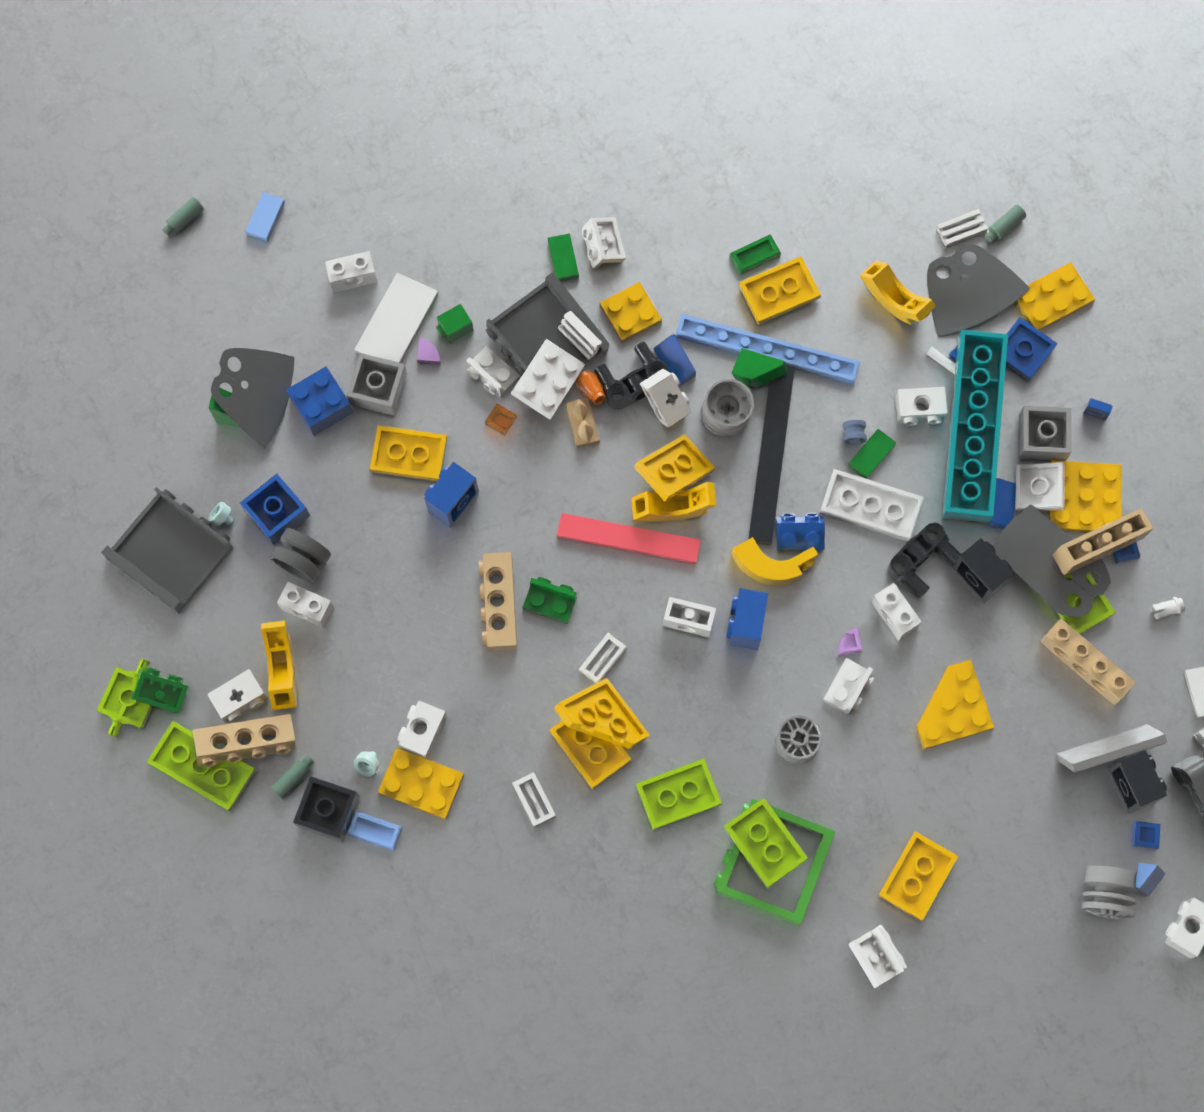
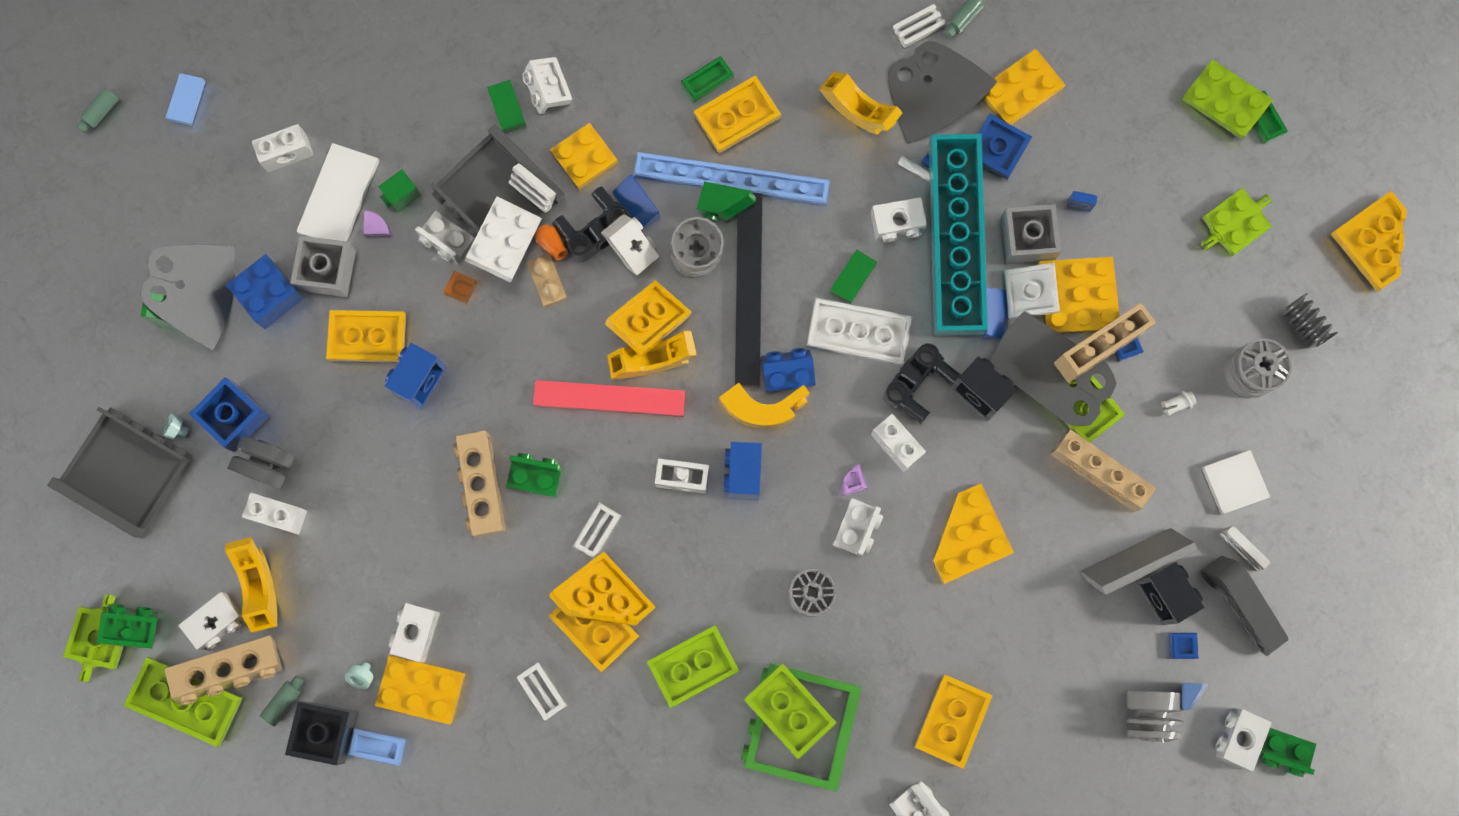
camera: 10 degrees left, 5 degrees up
(854, 432) = (832, 256): sand blue wheel -> none

